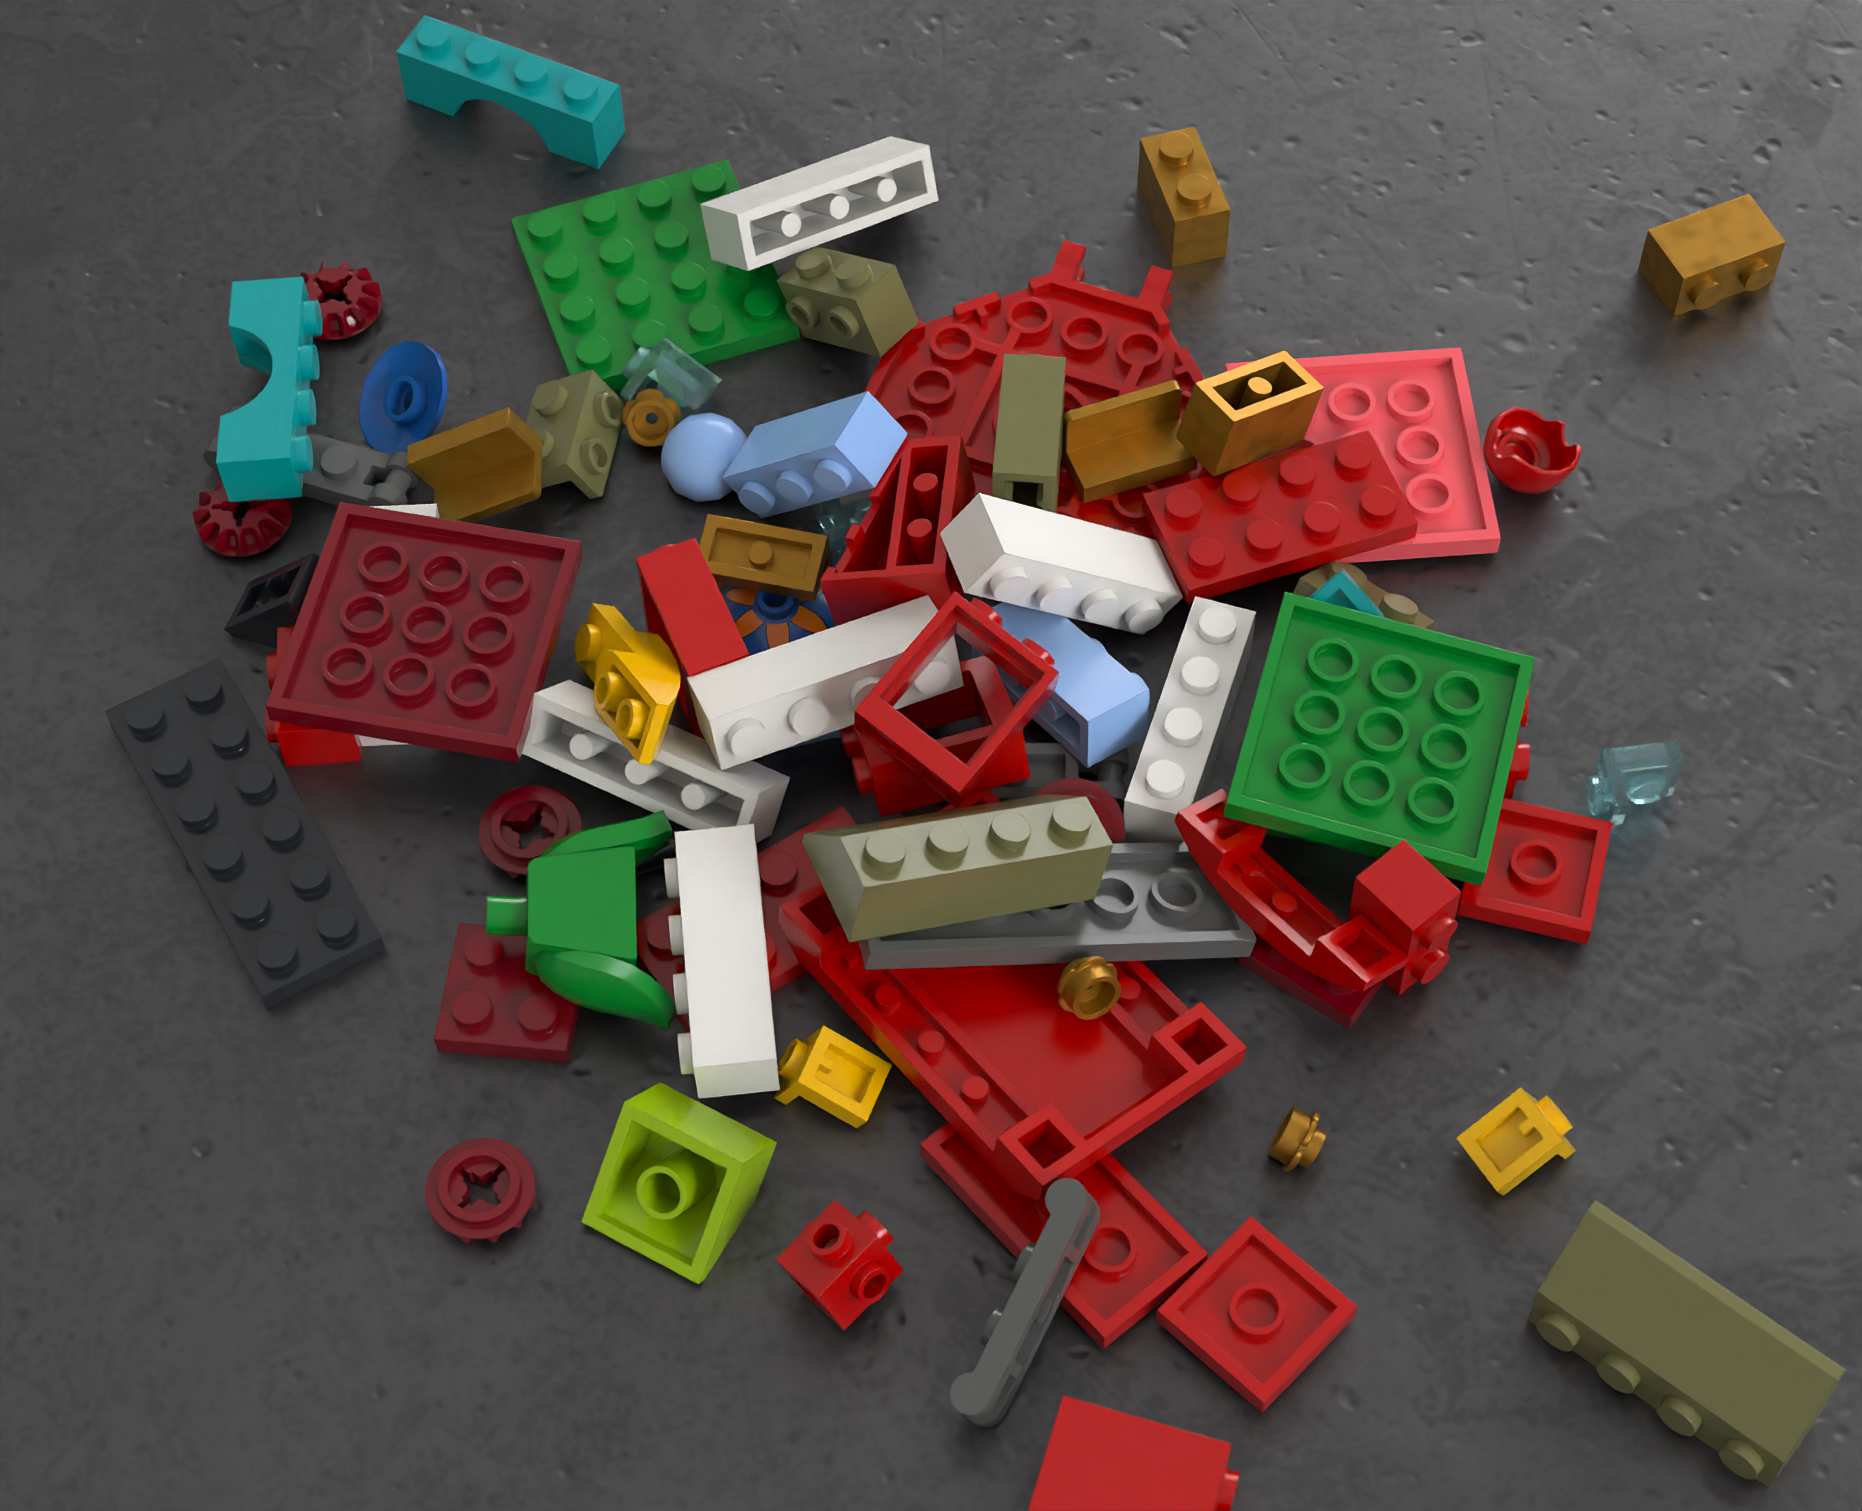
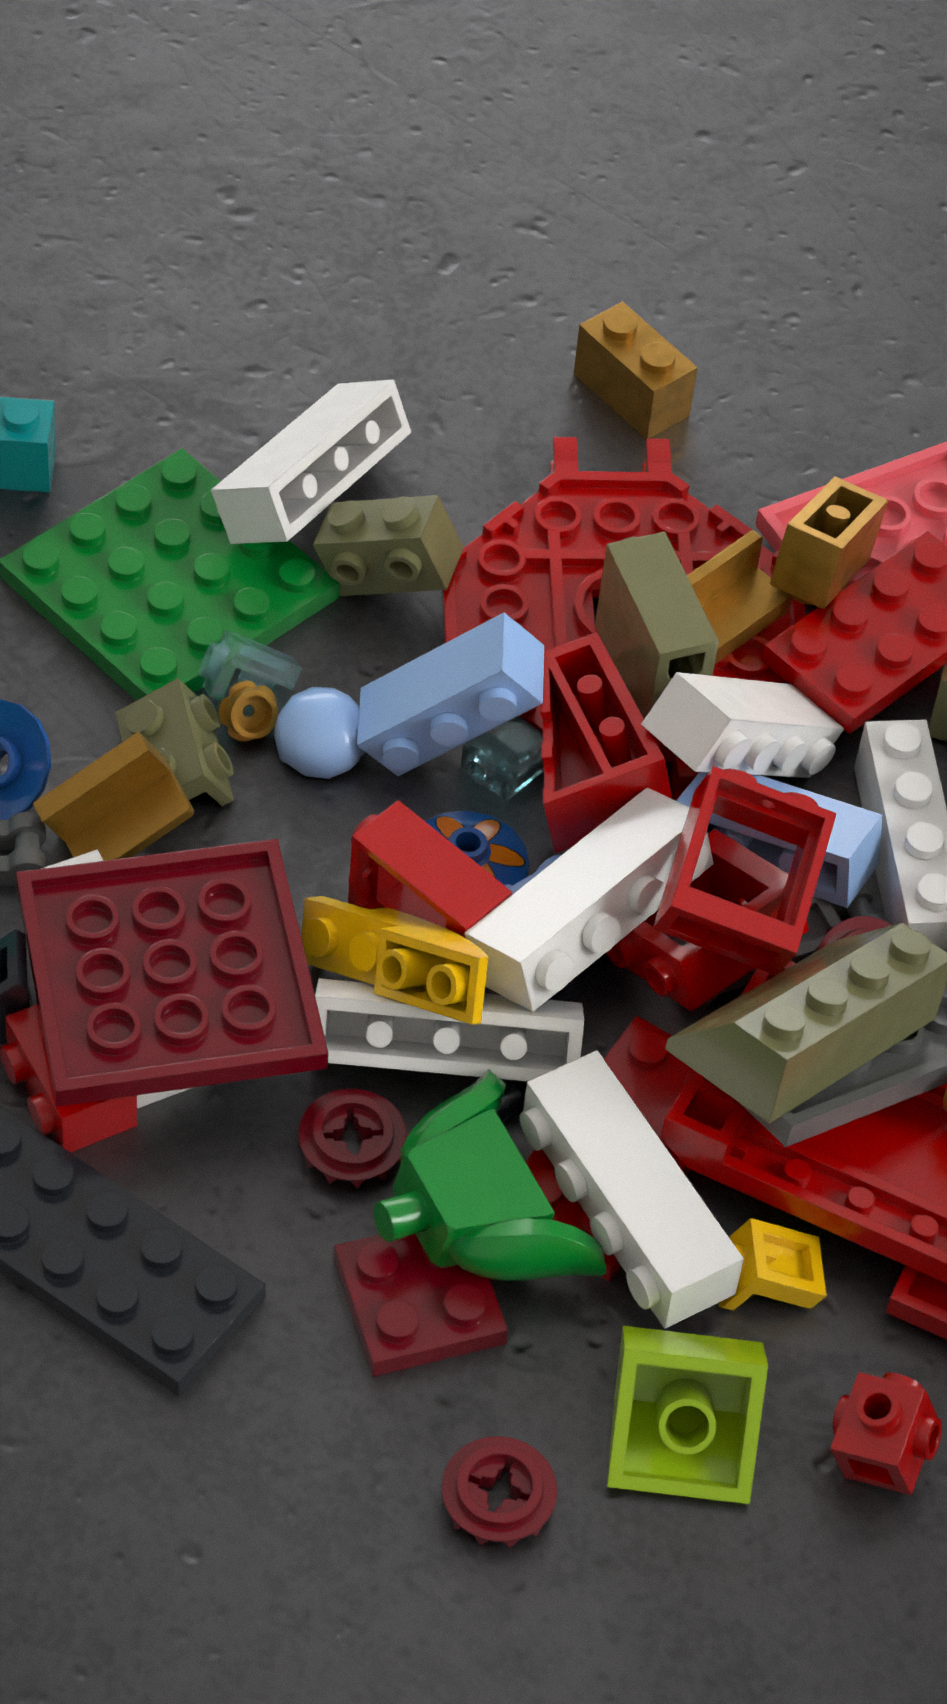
camera: 30 degrees left, 5 degrees down
(765, 557) = (453, 802): pearl gold panel -> none

